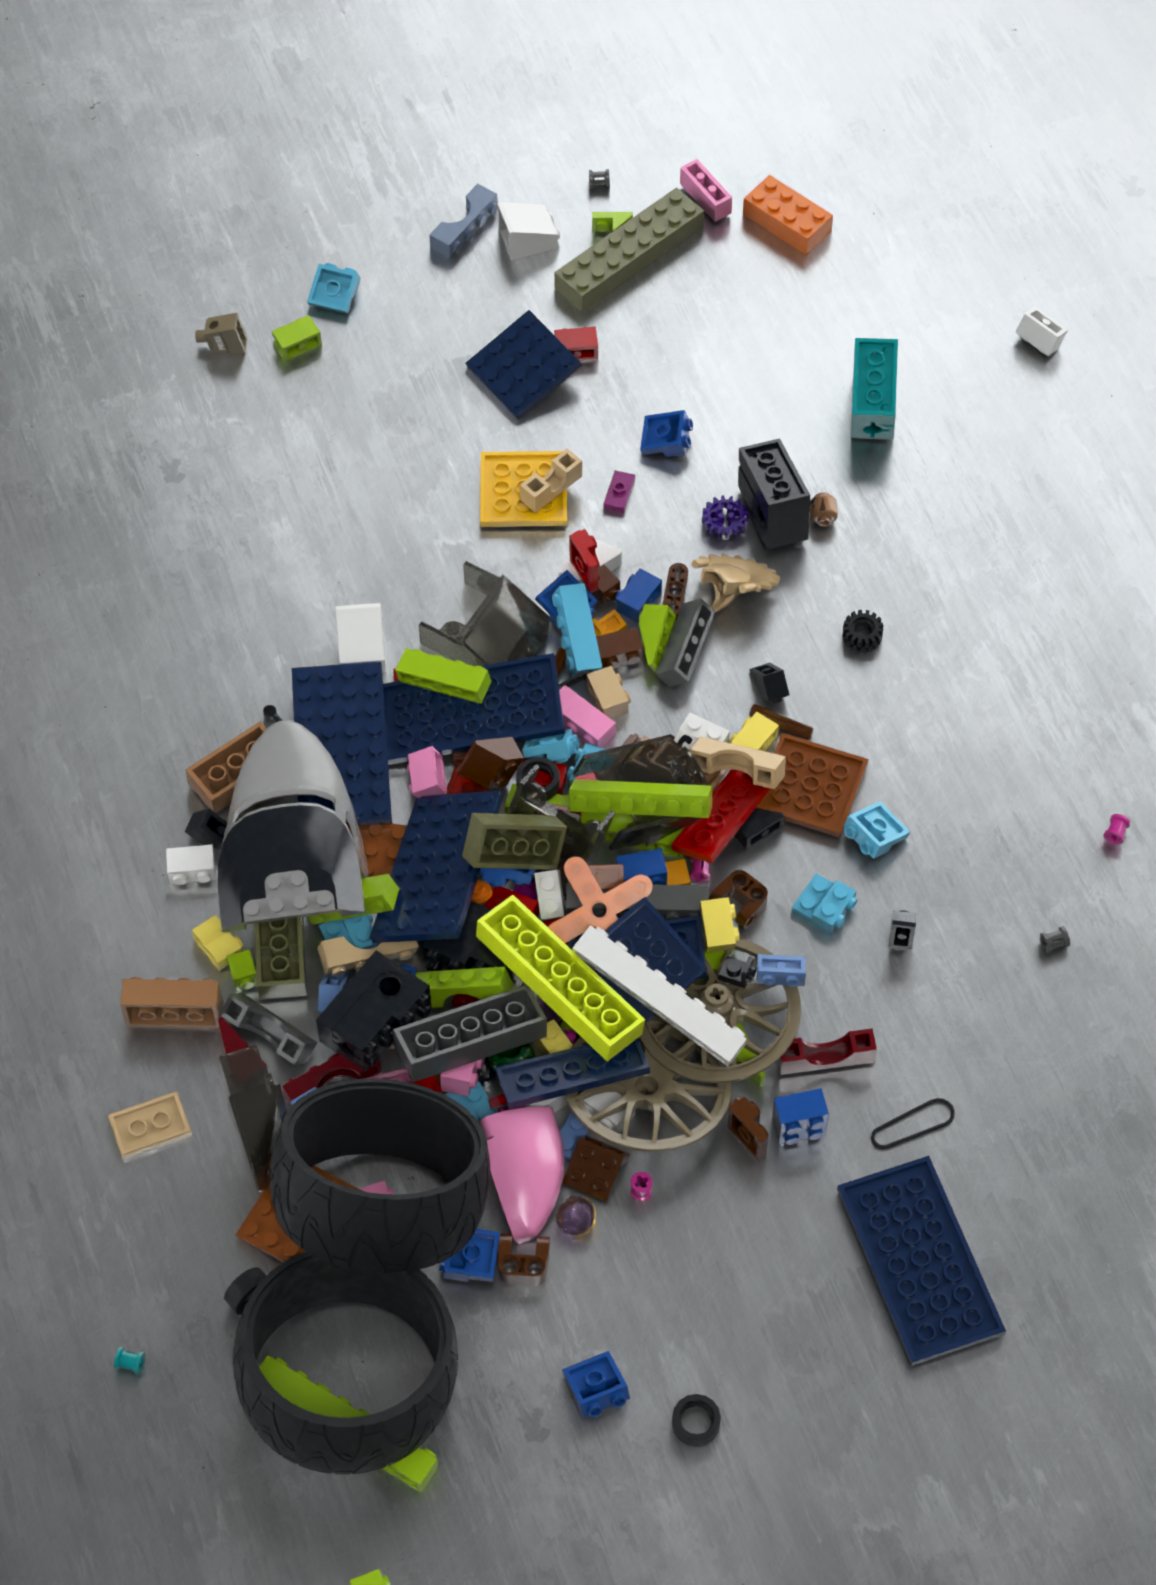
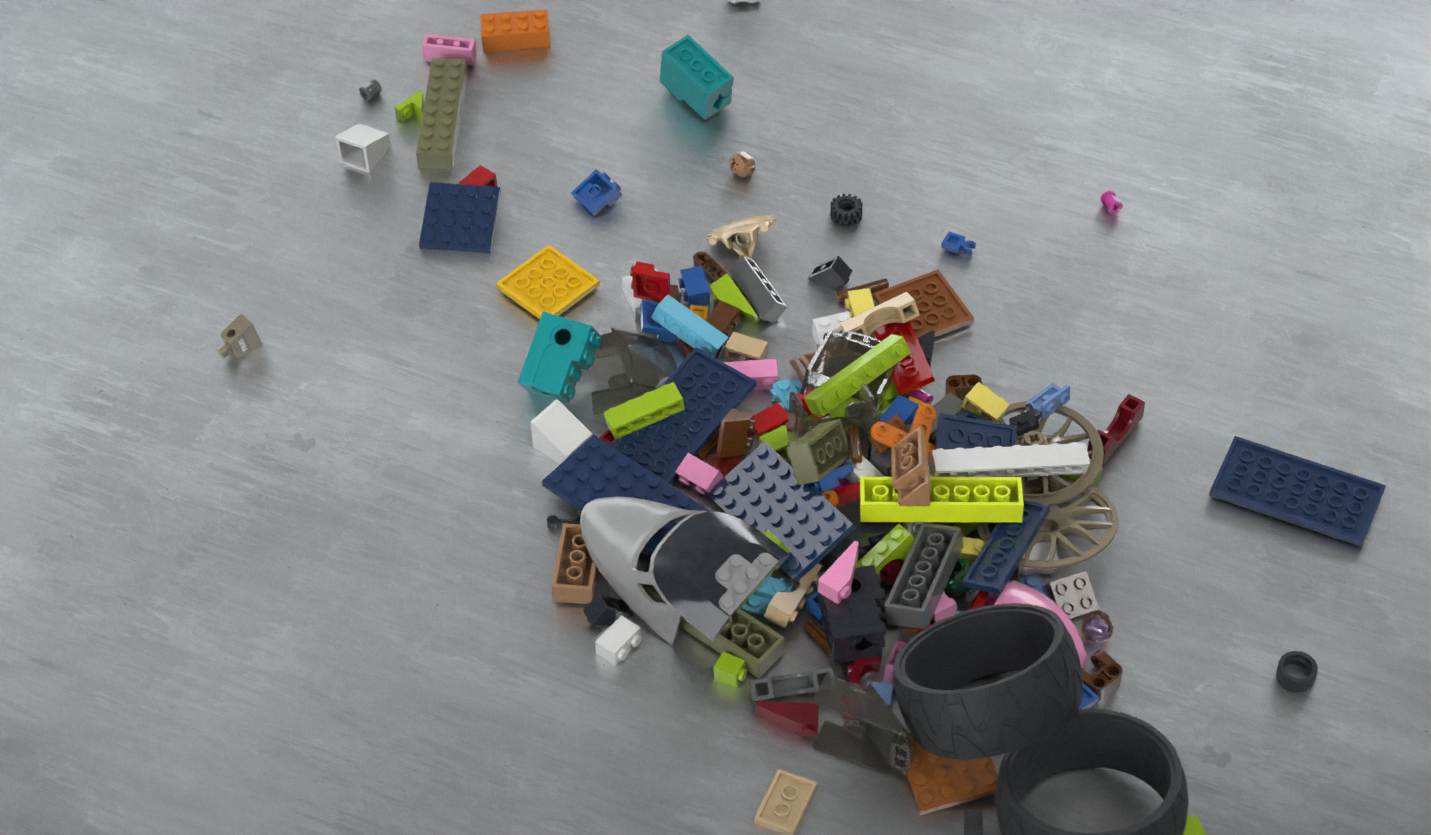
camera: 45 degrees left, 10 degrees down
(171, 1002) = (715, 719): medium nougat brick -> none
(215, 942) = (693, 668): light yellow brick -> none
(296, 338) = (289, 307): lime brick -> none
(330, 988) = (802, 634): medium blue slope -> none
(333, 288) = (277, 263): medium azure plate -> none
(381, 970) = (838, 579): none -> bright pink slope
(429, 564) = (557, 356): none -> teal piece
(450, 237) = (315, 183): sand blue arch -> none
(539, 491) = (568, 261): tan arch -> none
(546, 766) = (770, 409): black tyre -> none
(554, 928) = (911, 470): none -> medium nougat slope
(557, 747) = (761, 396): medium azure plate -> none
(557, 864) = (855, 444): none -> reddish brown axle
(596, 1384) = (1224, 701): blue plate -> none
(619, 491) = (607, 244): magenta plate -> none
(641, 1193) = (1106, 582): dark pink bush -> none
(715, 510) = (695, 215): dark purple gear -> none
(744, 1124) = (1131, 500): reddish brown plate -> none
(774, 493) = (711, 171): black piece -> none
(800, 1116) = (1148, 471): blue brick -> none
(825, 903) = (1011, 360): medium azure plate -> none
(875, 829) = (989, 301): medium azure plate -> none
(902, 929) = (1072, 337): black slope -> none
(919, 1133) = (1192, 429): black piece -> none
(921, 747) = (956, 242): none -> blue plate
(1054, 939) = (1153, 280): dark grey bush -> none

